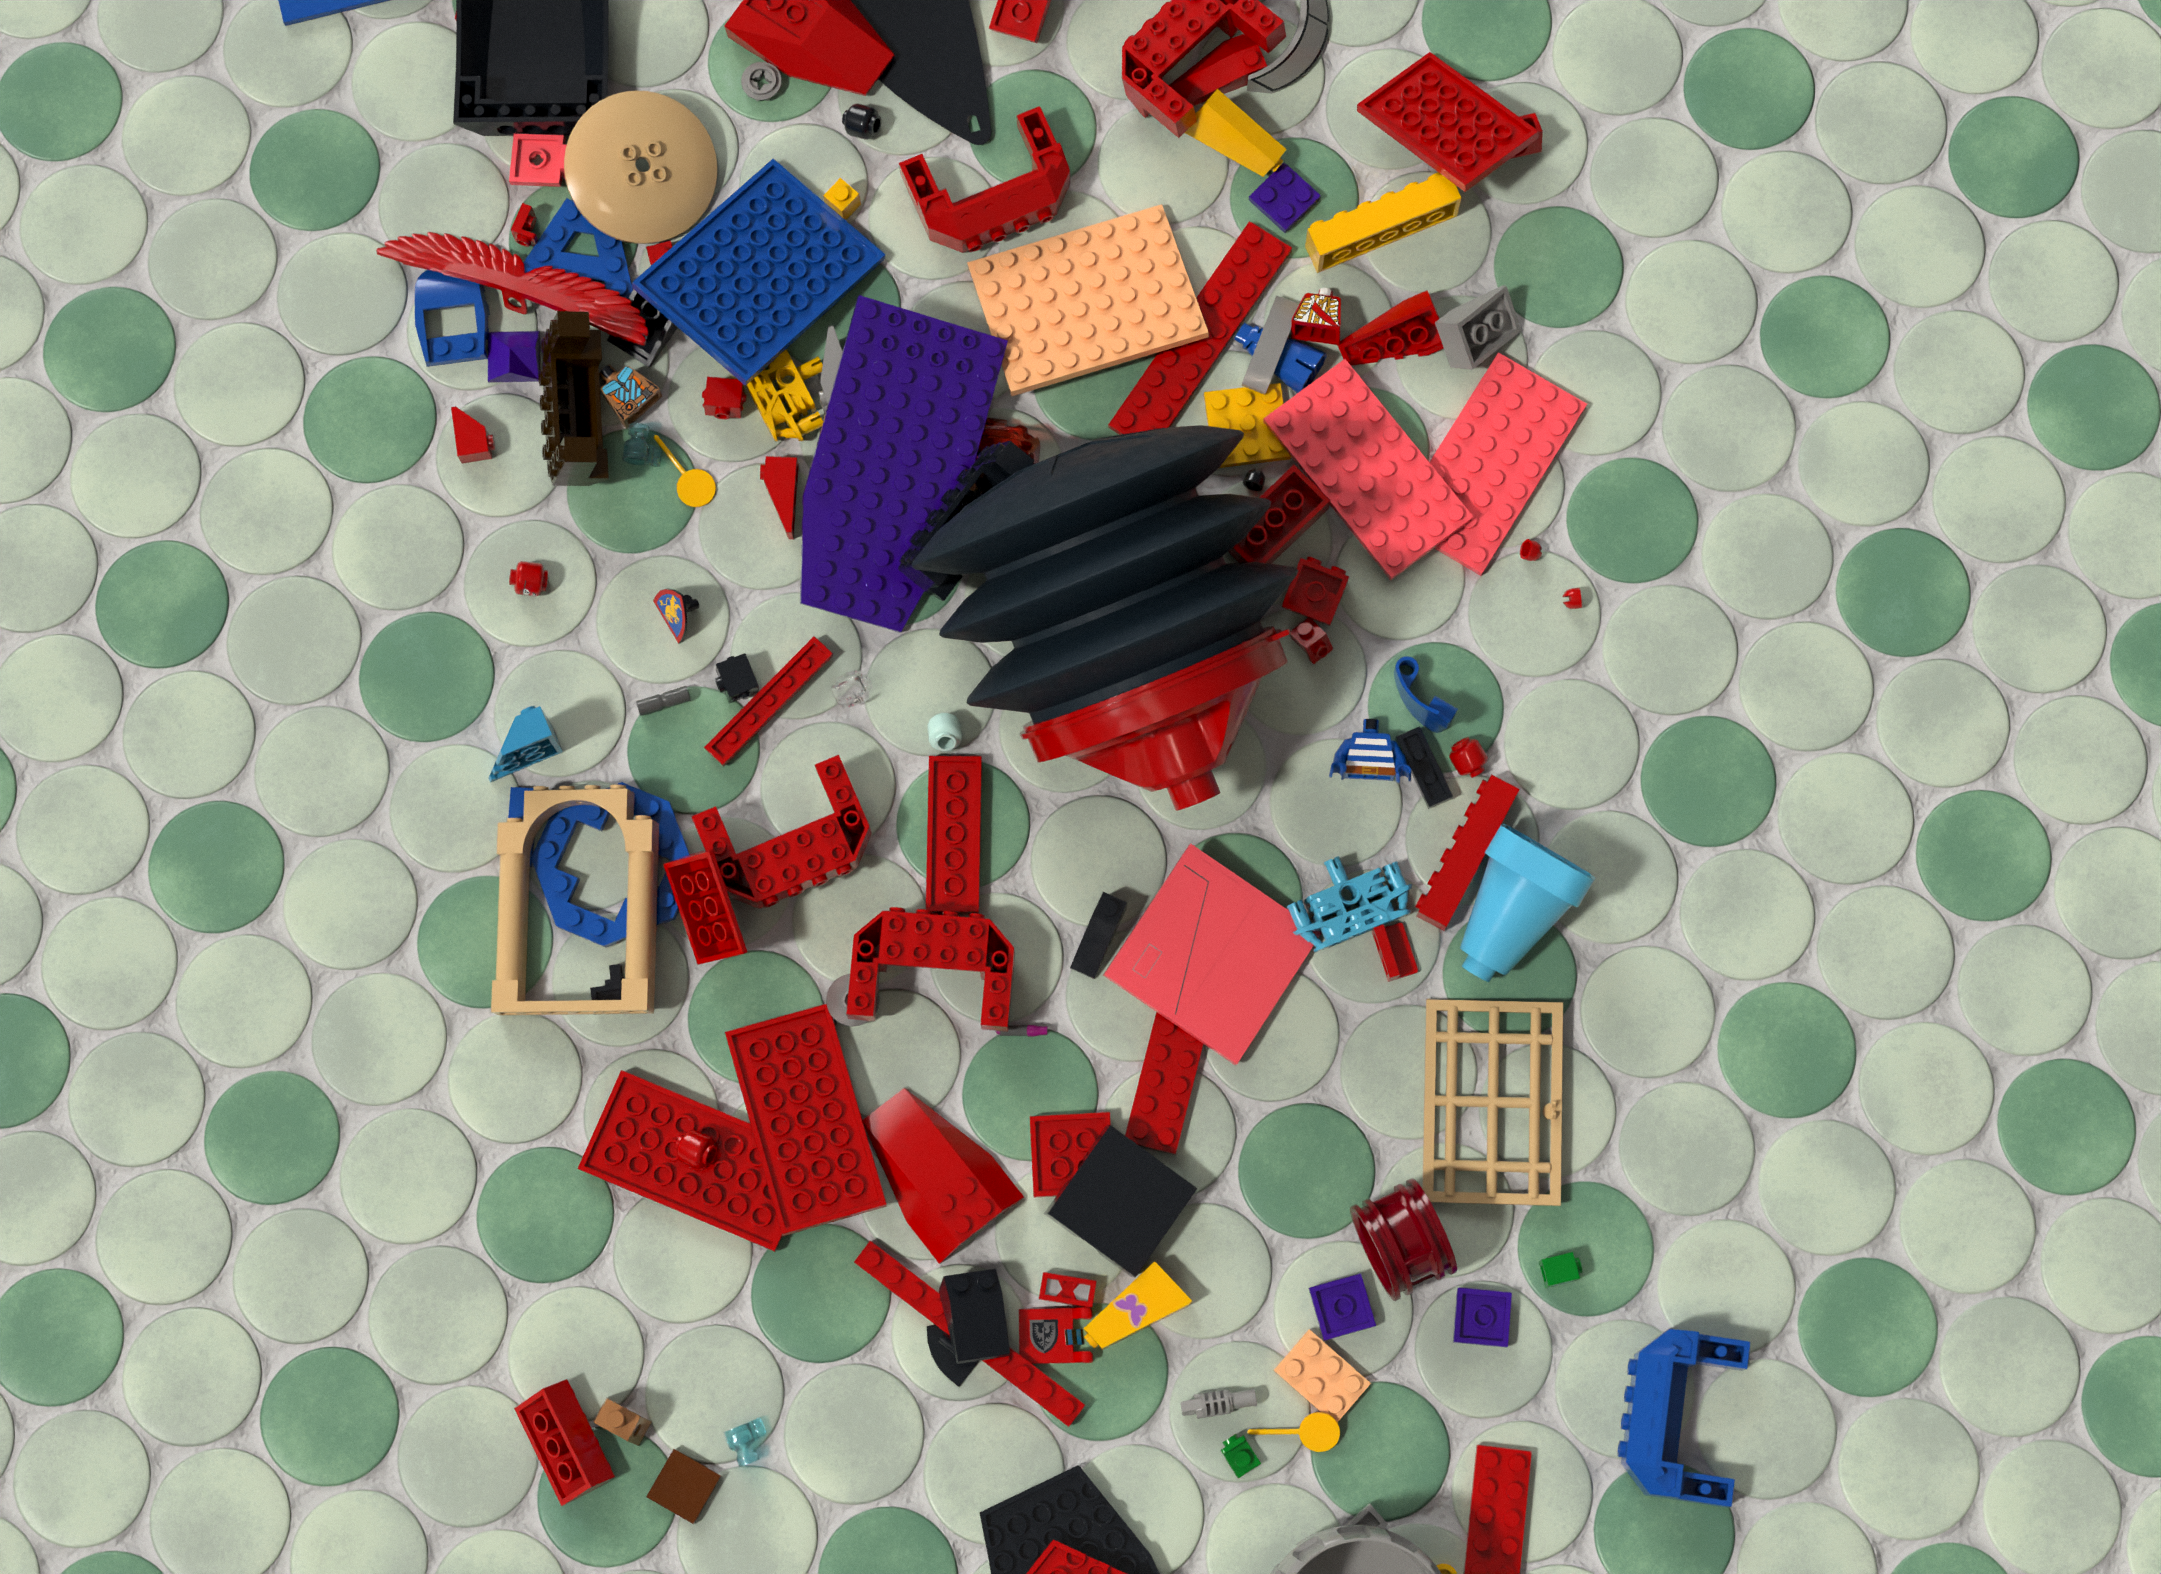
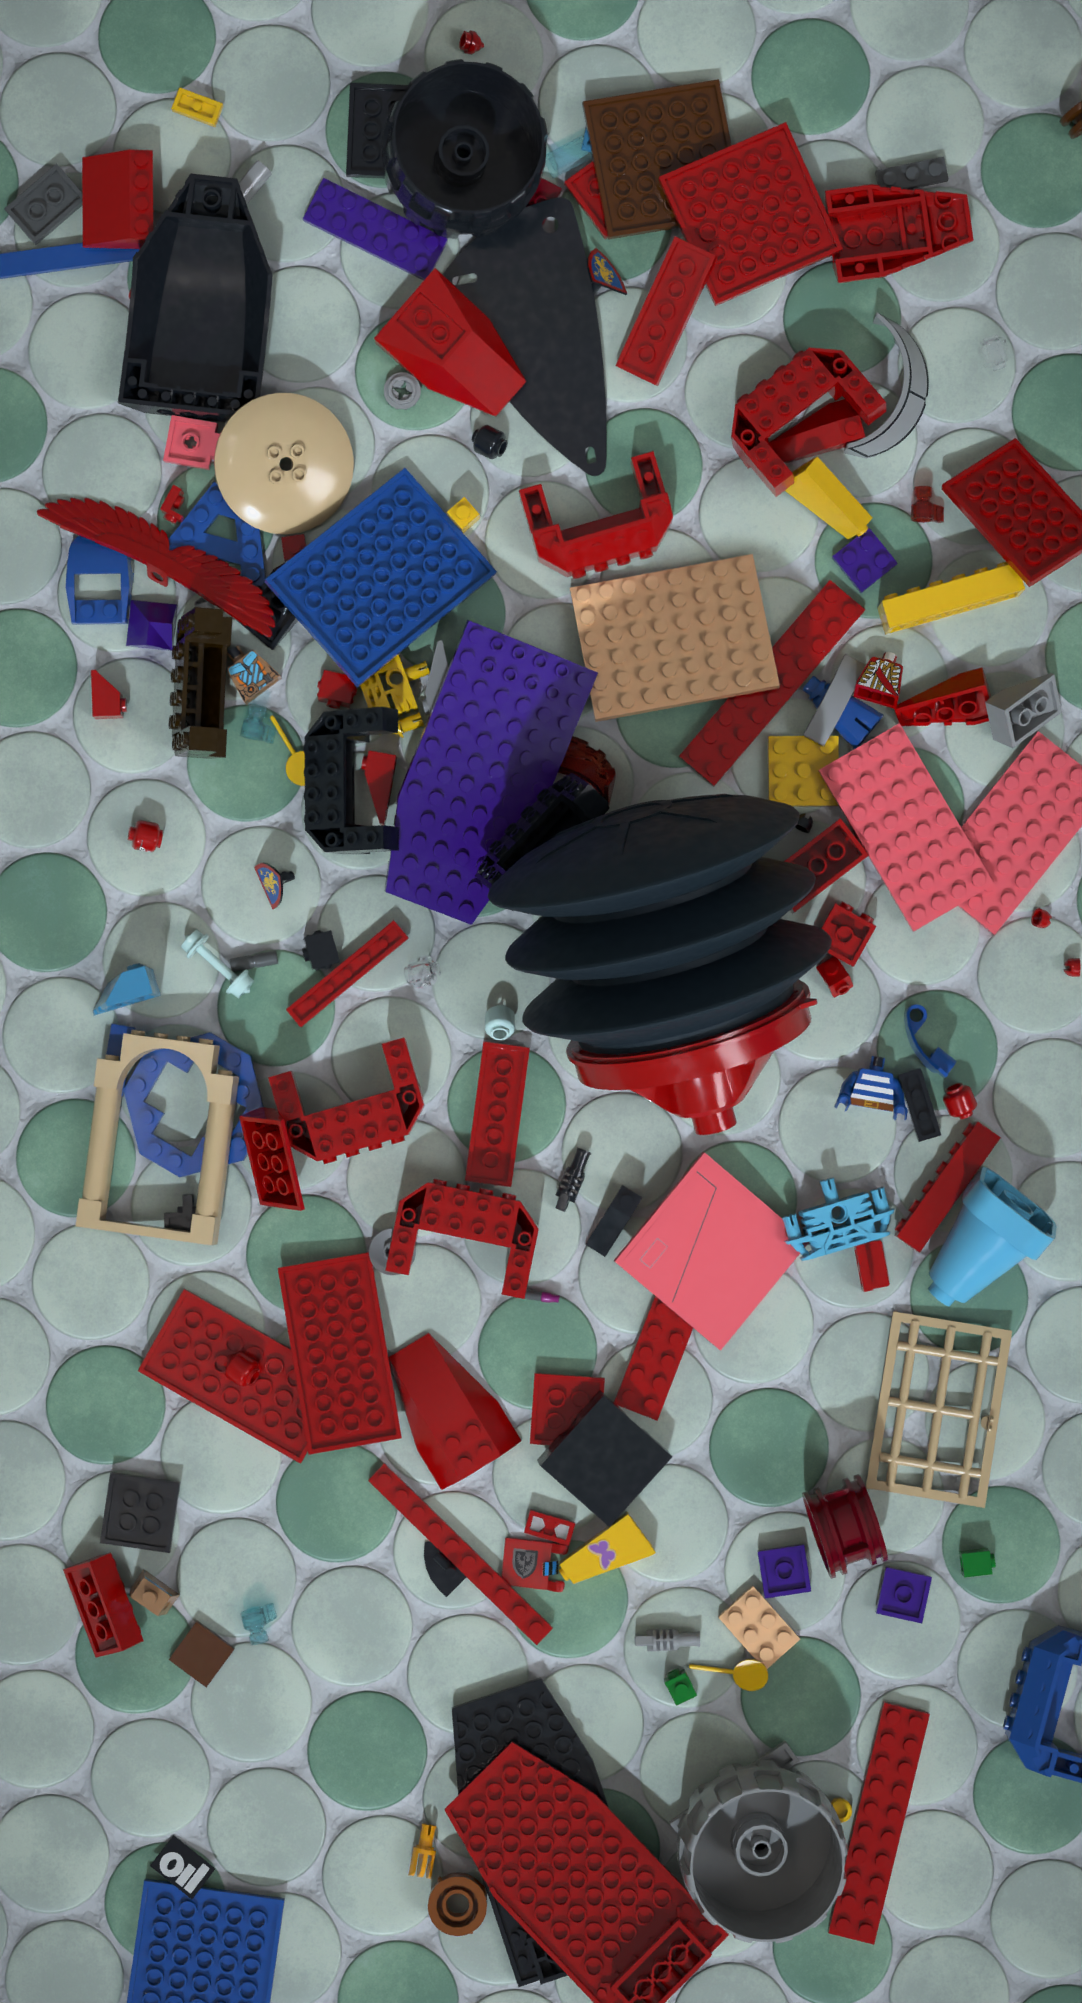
camera: 10 degrees right, 10 degrees up
(596, 687) = (195, 943): none -> light aqua piece
(596, 1330) = (140, 1512): none -> black plate
(728, 490) = (330, 781): none -> black wedge
(975, 1315) = (467, 1543): black slope -> none
(1046, 897) = (572, 1180): none -> black hinge
(1340, 136) = (923, 509): none -> clear red piece

